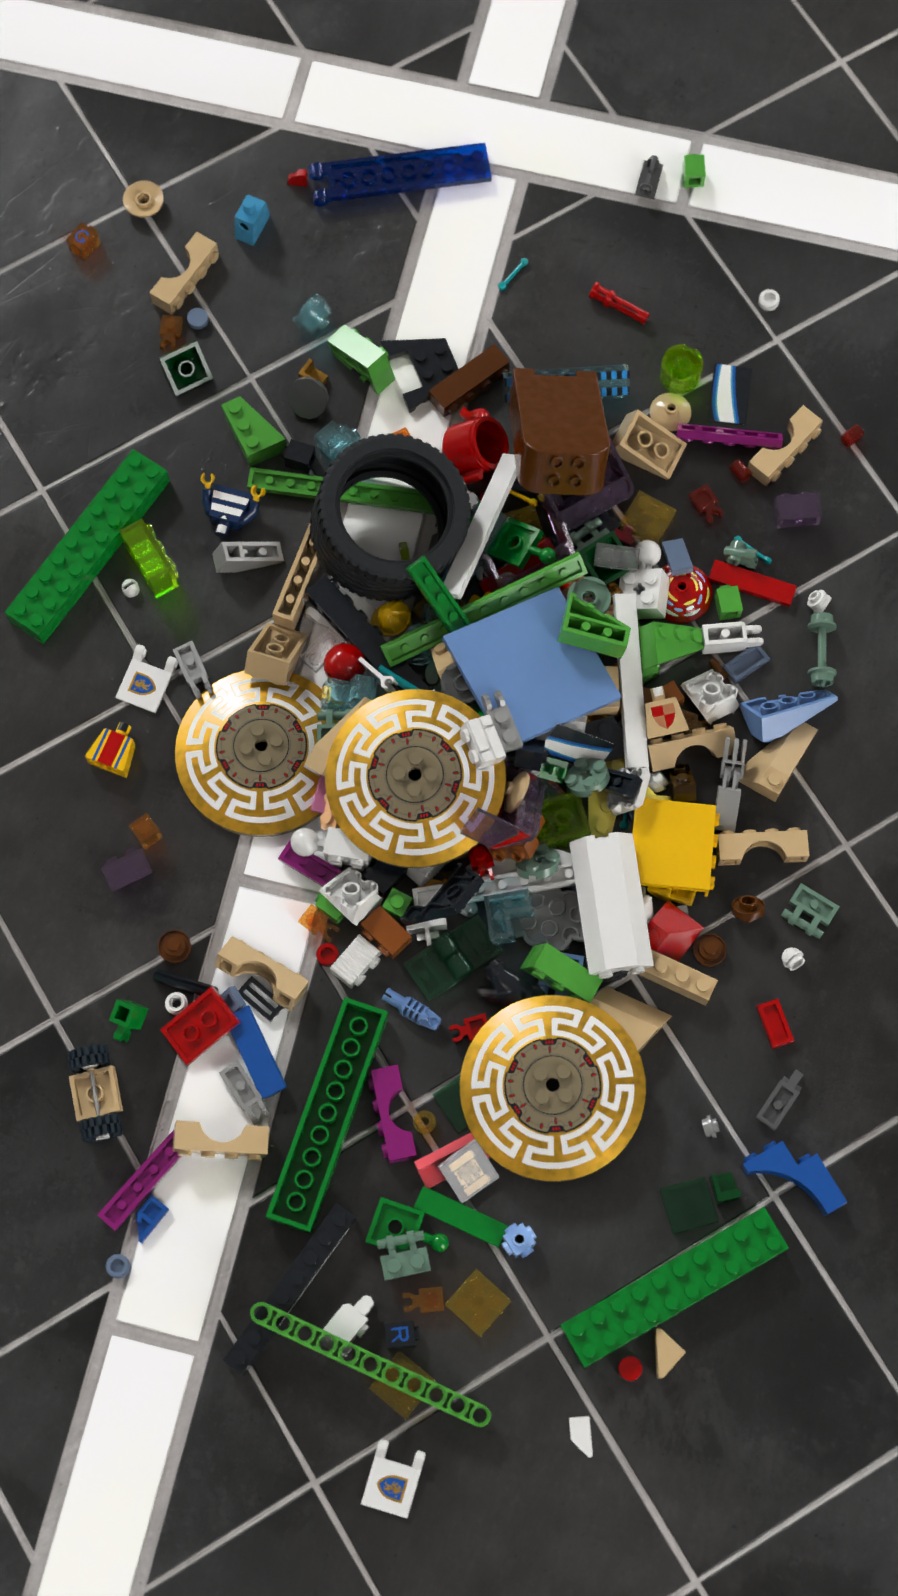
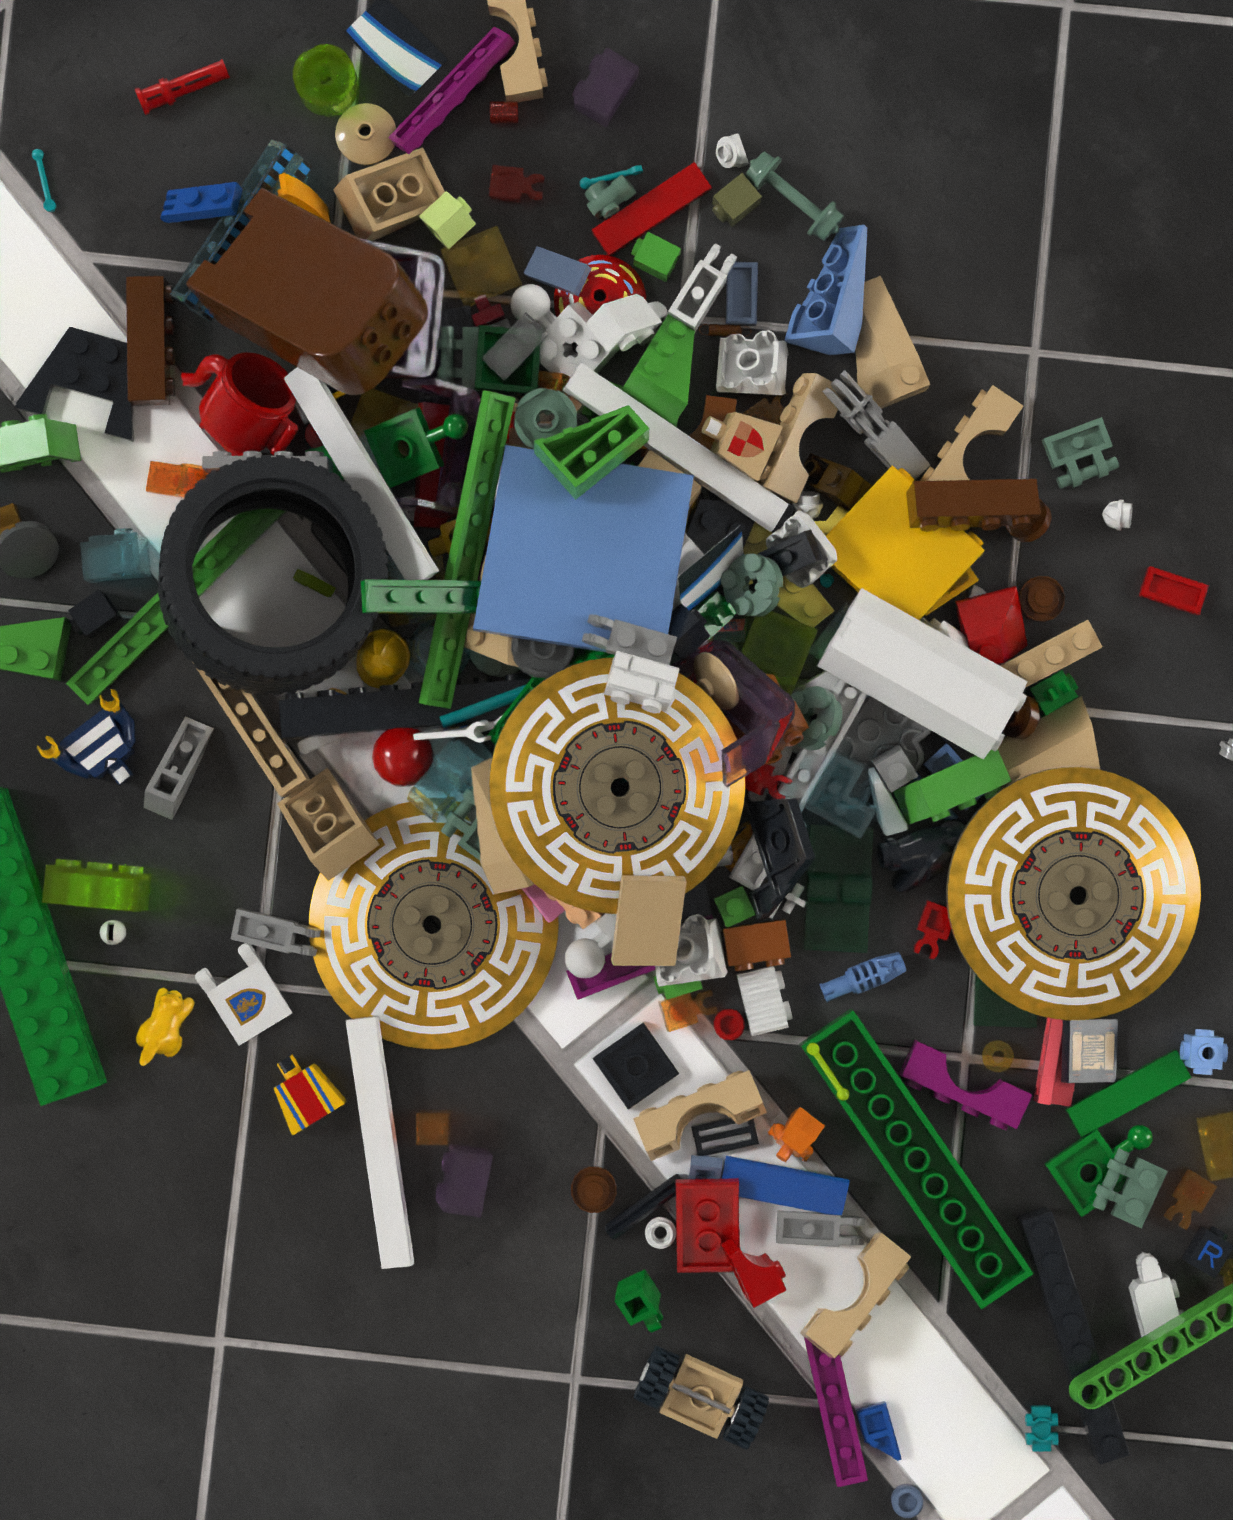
camera: 50 degrees left, 15 degrees up
(93, 649) = (161, 1030): none -> yellow animal
(115, 809) = (380, 1142): none -> white tile
(190, 1074) = (756, 1275): none -> red arch
(224, 1311) = (1040, 1424): none -> teal piece
(264, 920) = (635, 1065): none -> black tile
(291, 1038) = (796, 1135): none -> orange piece
(347, 1005) = (842, 1093): none -> lime hinge
(351, 851) = (648, 920): none -> tan tile
(520, 949) = (887, 811): none -> white slope
(546, 932) = (894, 767): none -> light grey brick
(564, 354) = (201, 202): none -> blue hinge
(609, 399) = (302, 196): none -> light orange slope
(632, 986) = (1024, 721): none -> reddish brown plate
(659, 481) = (448, 219): none -> yellowish green brick
(661, 996) = (1053, 692): none -> green brick
(677, 605) = (626, 322): none -> white hinge
(730, 862) = (973, 504): none -> reddish brown brick
(793, 621) = (736, 200): none -> olive brick

